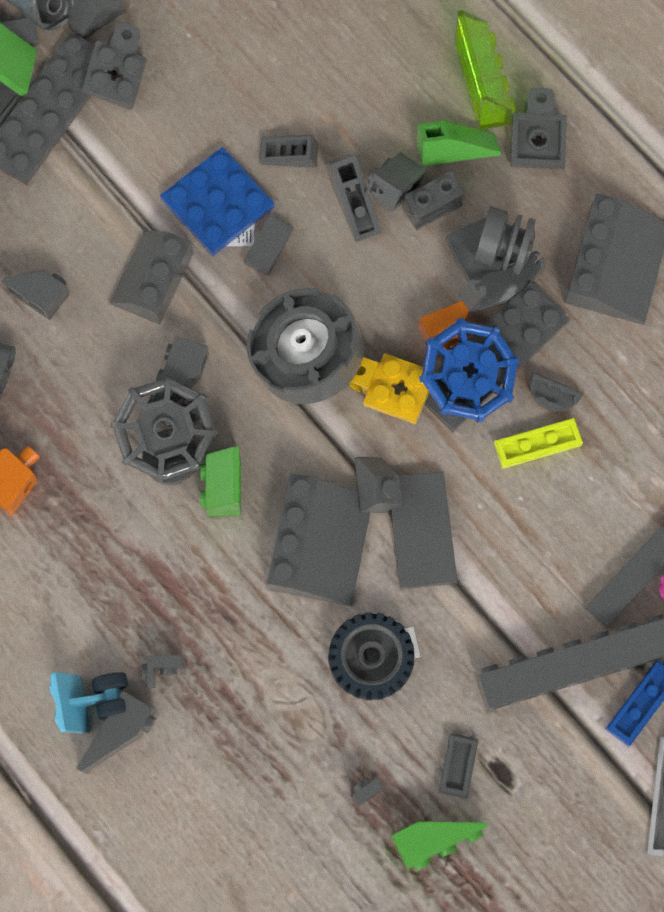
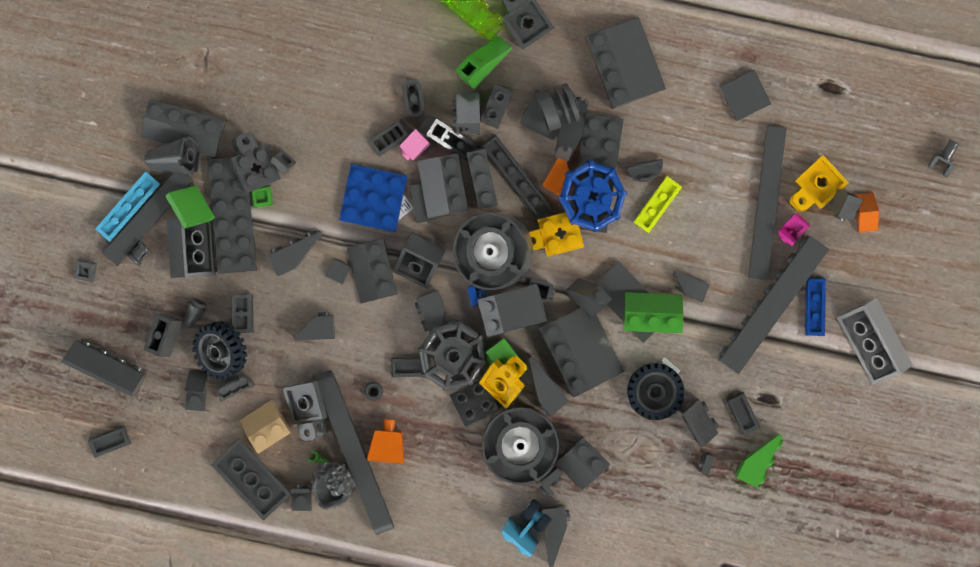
camera: 30 degrees left, 15 degrees up
(37, 402) = (378, 386): none -> dark grey plate
(77, 193) = (290, 257): none -> dark grey slope
(97, 113) = (262, 197): none -> bright green tile
(102, 410) = (407, 367): none -> dark grey tile
(113, 249) = (338, 271): none -> dark grey tile
(146, 508) = (474, 403): none -> dark grey hinge
(149, 90) = (283, 162): none -> dark grey plate
(153, 567) = (517, 464): none -> dark grey piece
(198, 500) = (509, 376): none -> yellow plate
(212, 301) = (418, 260): none -> dark grey slope
(217, 675) = (582, 463): none -> dark grey slope
(239, 554) = (548, 394): none -> dark grey slope
(245, 386) = (475, 295): none -> blue tile
(274, 429) = (512, 310): none -> dark grey slope
(305, 239) = (442, 185): none -> dark grey slope
(308, 173) = (414, 145): none -> bright pink slope
(325, 425) = (549, 291): none -> dark grey window
(346, 130) = (413, 98): none -> dark grey plate
(357, 260) = (481, 177): none -> dark grey brick
(396, 729) = (698, 422): none -> dark grey slope
(397, 297) = (518, 179): none -> dark grey tile
(438, 559) = (653, 312): none -> bright green slope
(508, 565) = (691, 287): none -> dark grey slope

